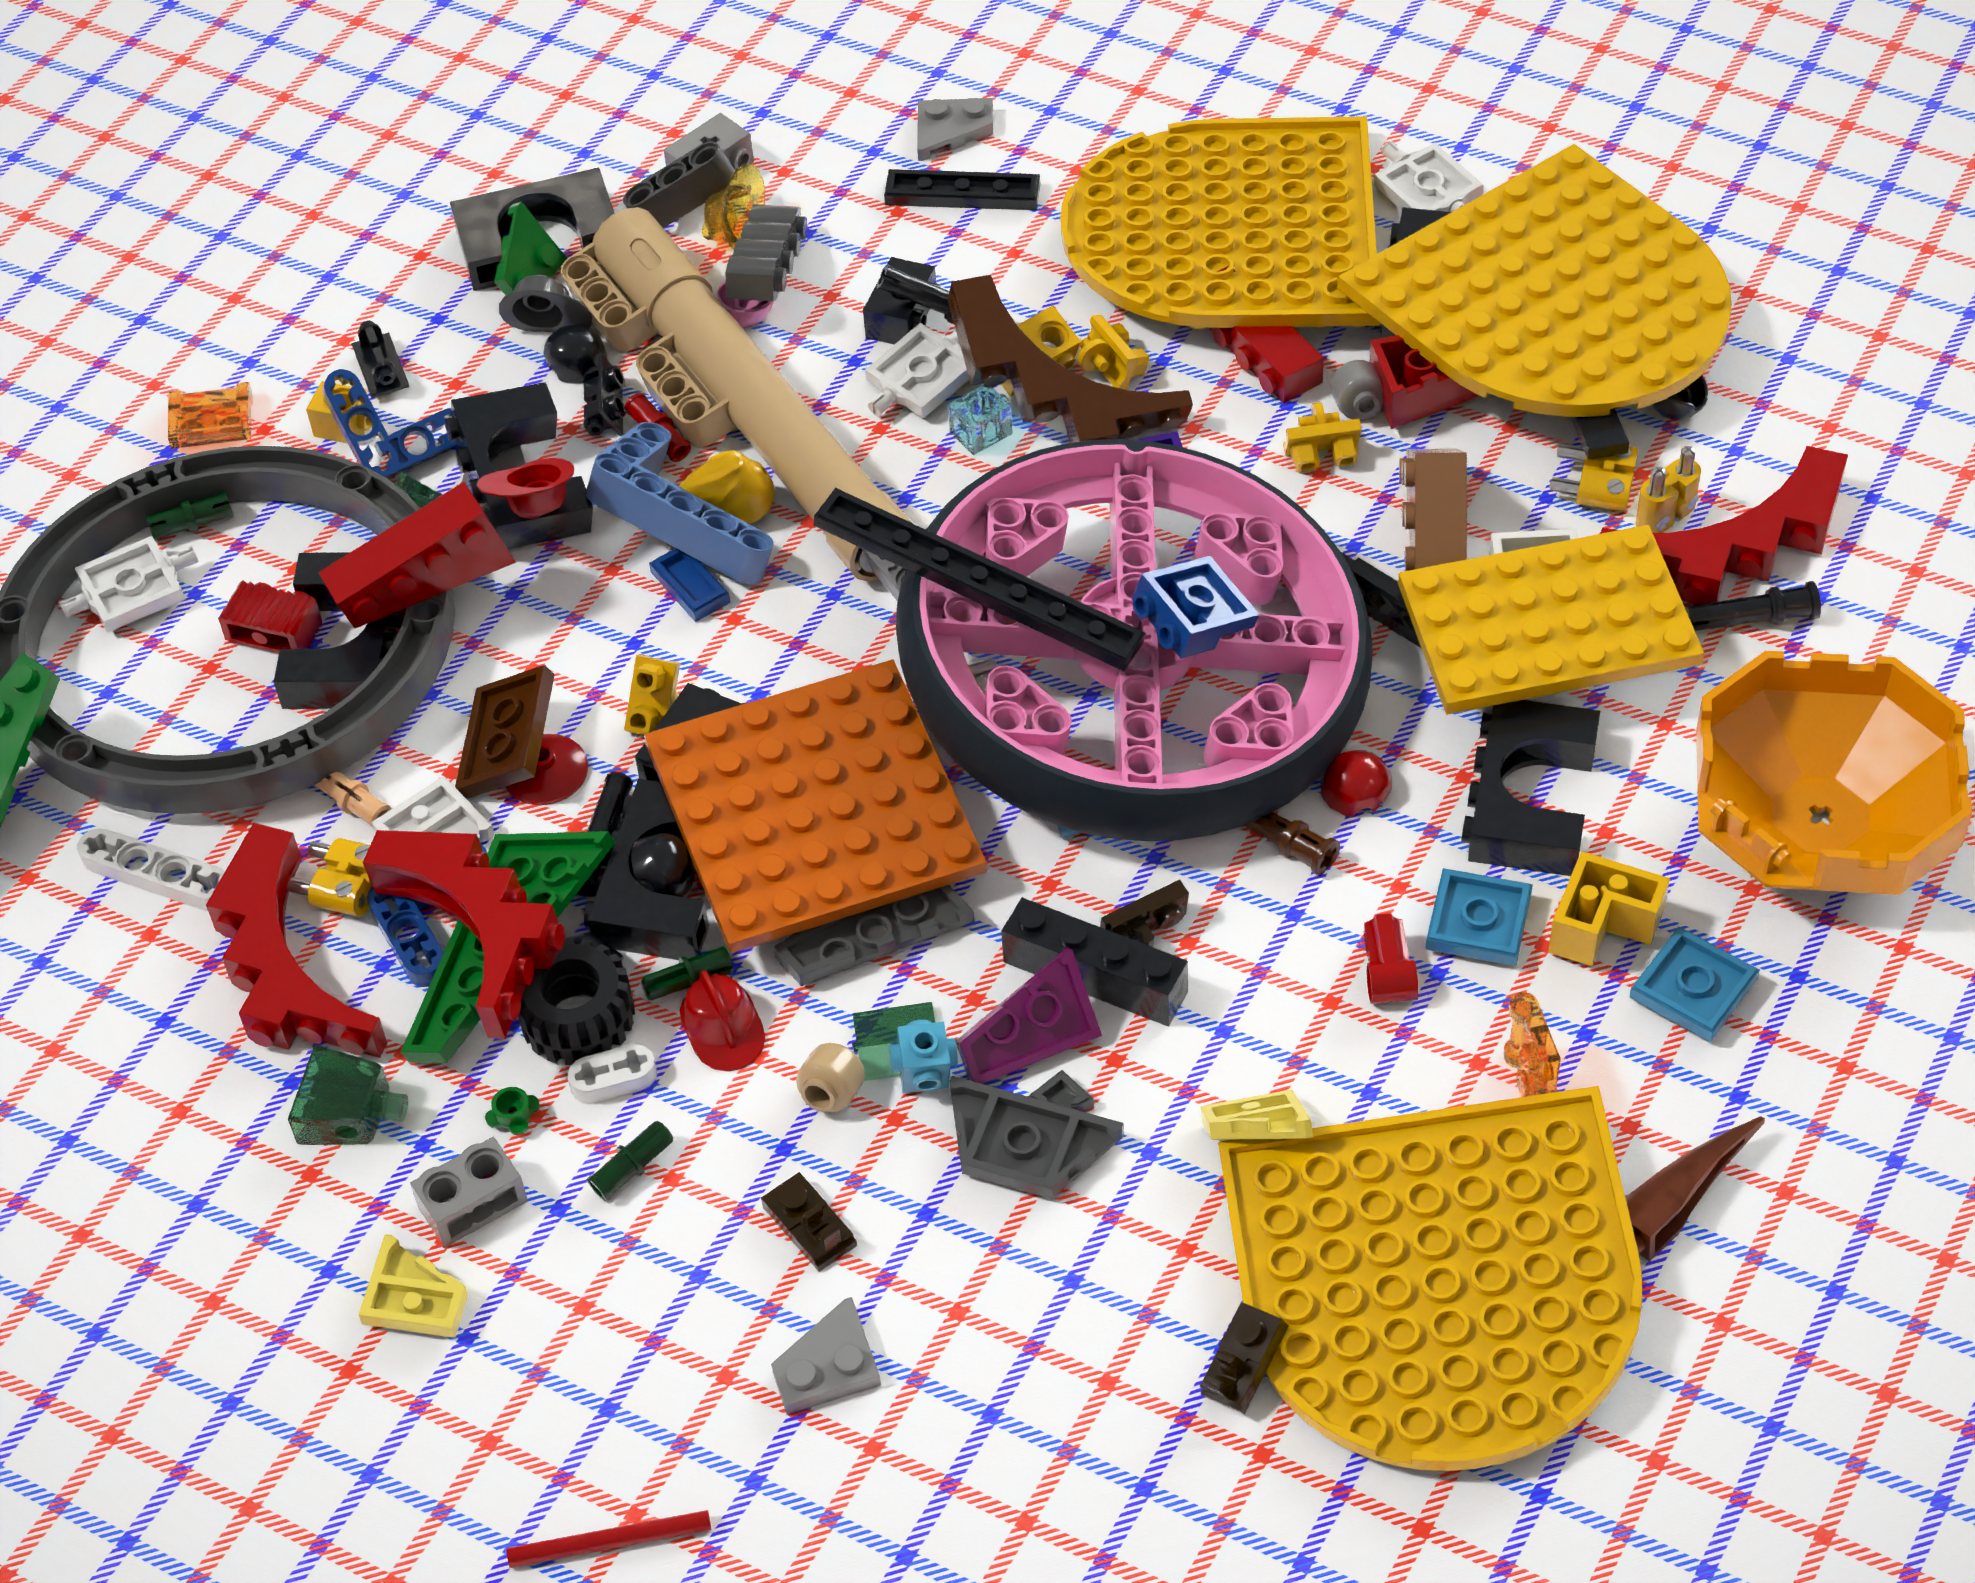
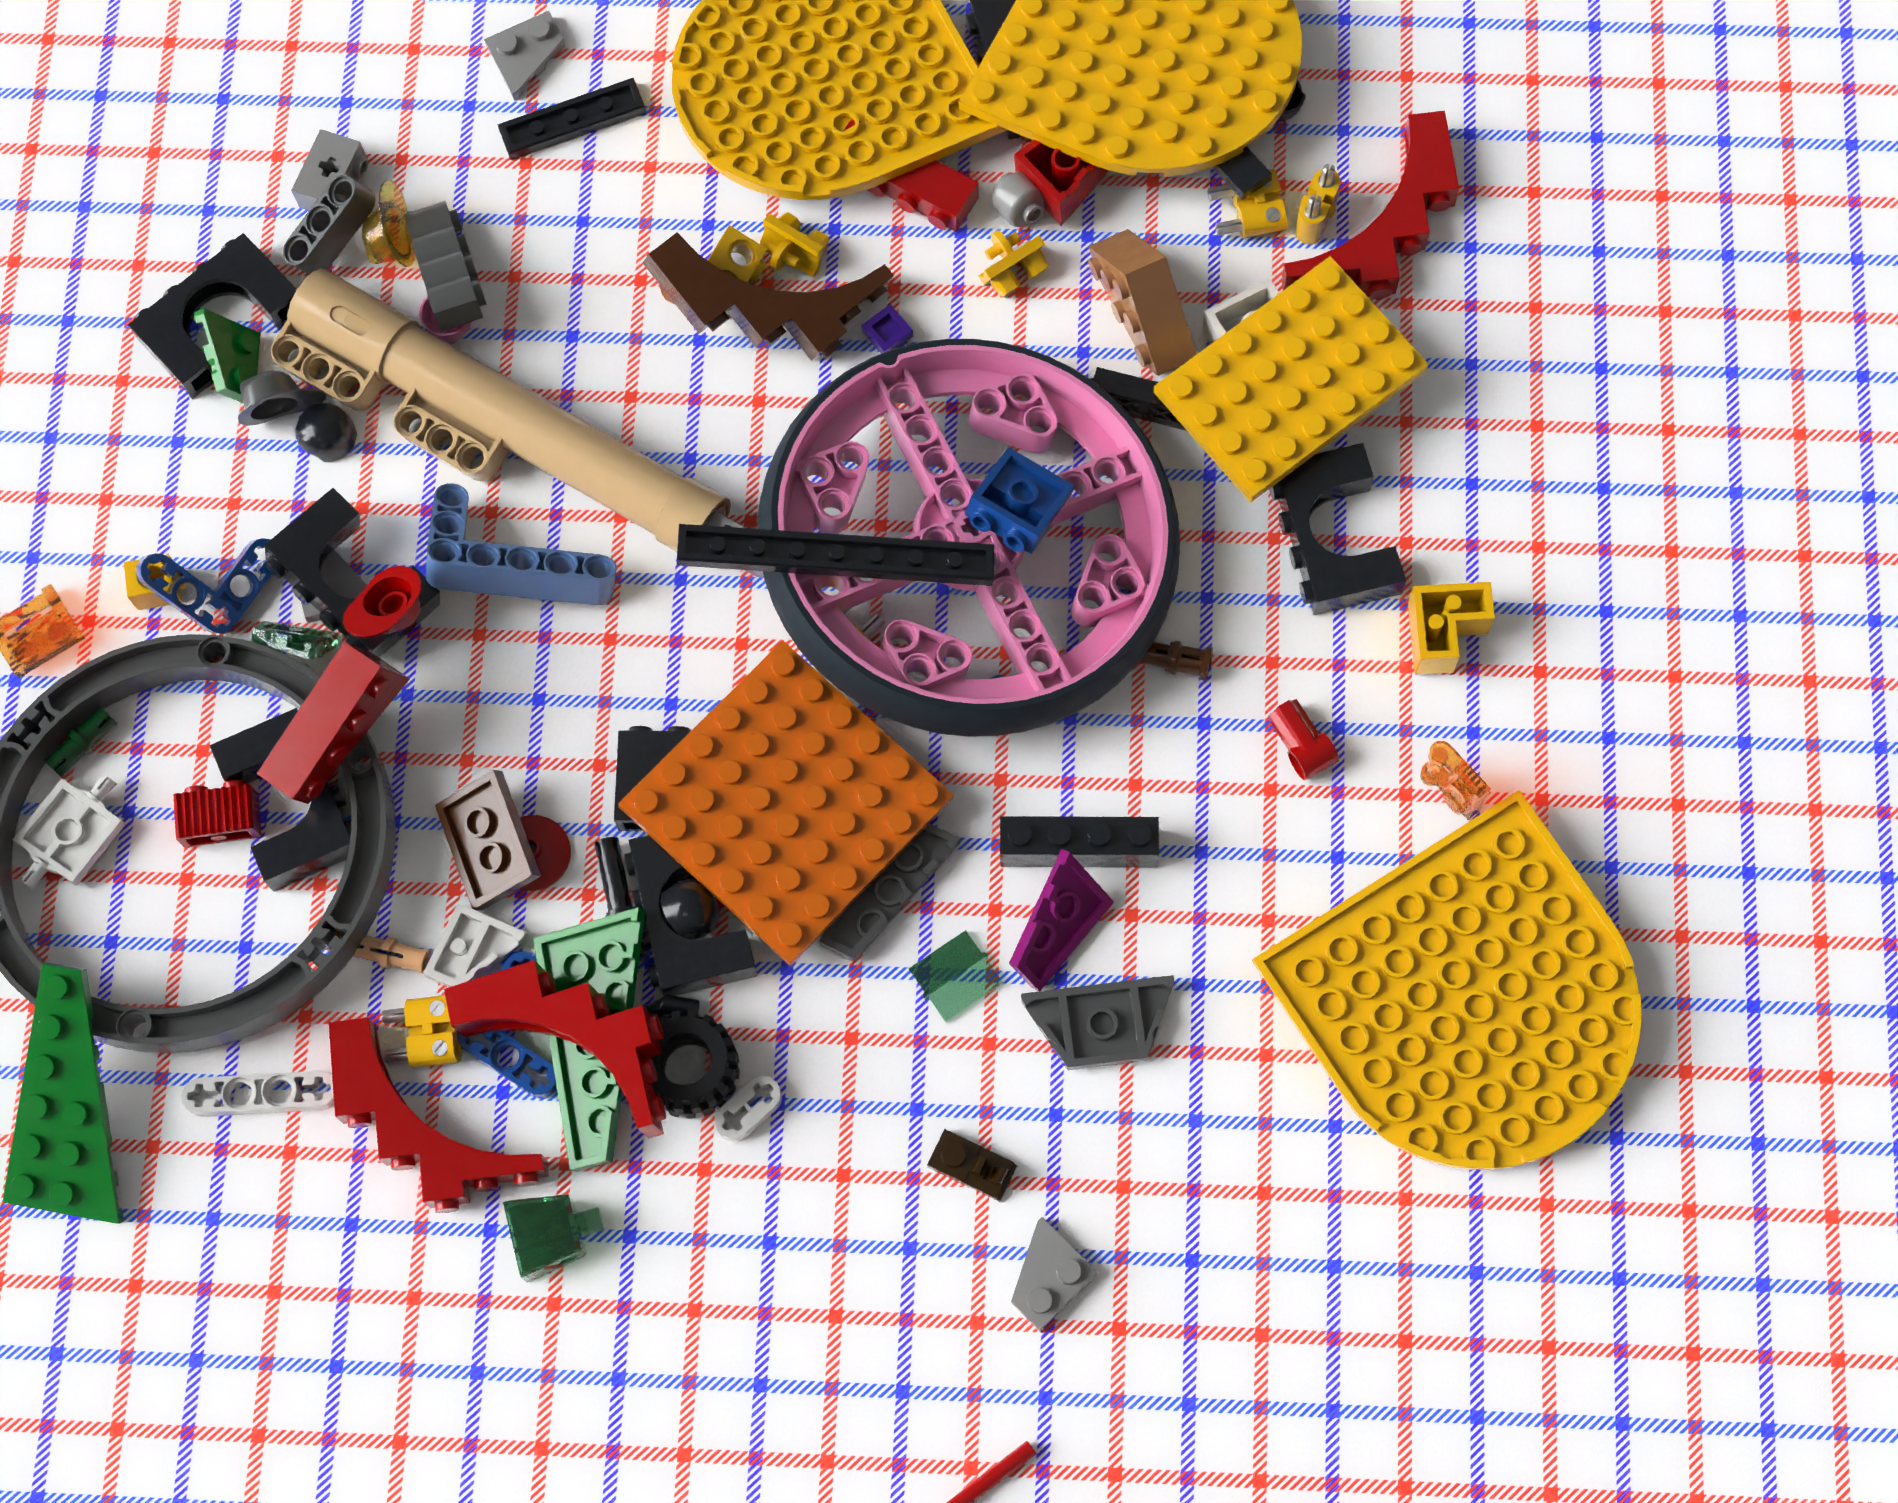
camera: 25 degrees left, 20 degrees up
(378, 360) = (155, 512): black hinge -> none
(411, 1294) = (700, 1372): light yellow wing -> none
(473, 1199) = (705, 1270): light grey brick -> none
(512, 1099) = (677, 1171): green plate -> none
(603, 398) = (372, 455): black hinge -> none
(630, 1160) = (807, 1179): dark green axle -> none
(644, 411) = (436, 475): red pin -> none
(650, 693) = (592, 755): yellow hips -> none
(686, 973) = (760, 994): dark green axle -> none
(689, 583) = (555, 623): blue tile -> none
(722, 1023) = (809, 1023): red piece -> none
(733, 485) = (548, 521): yellow piece -> none
(830, 1077) = (926, 1037): tan head -> none
(891, 316) = (579, 245): black brick -> none
(916, 291) = (614, 255): black pin -> none
(918, 372) = (638, 330): white plate -> none
(923, 1056) = (981, 998): medium azure brick -> none
(980, 418) = (712, 371): clear light blue brick -> none
(1065, 1092) = (1109, 968): dark grey tile -> none
(1158, 909) = (1106, 771): dark brown plate -> none
(1243, 1357) = (1361, 1133): dark brown plate -> none
(1258, 1117) = (1273, 925): light yellow wing -> none
(1356, 782) = (1199, 584): red hair -> none
(1479, 917) = (1350, 667): dark azure plate -> none
(1668, 1198) = (1603, 844): copper piece -> none
(1694, 983) = (1538, 656): dark azure plate -> none
(1773, 606) = (1444, 277): black pin -> none
(1840, 740) = (1582, 396): light orange windscreen -> none

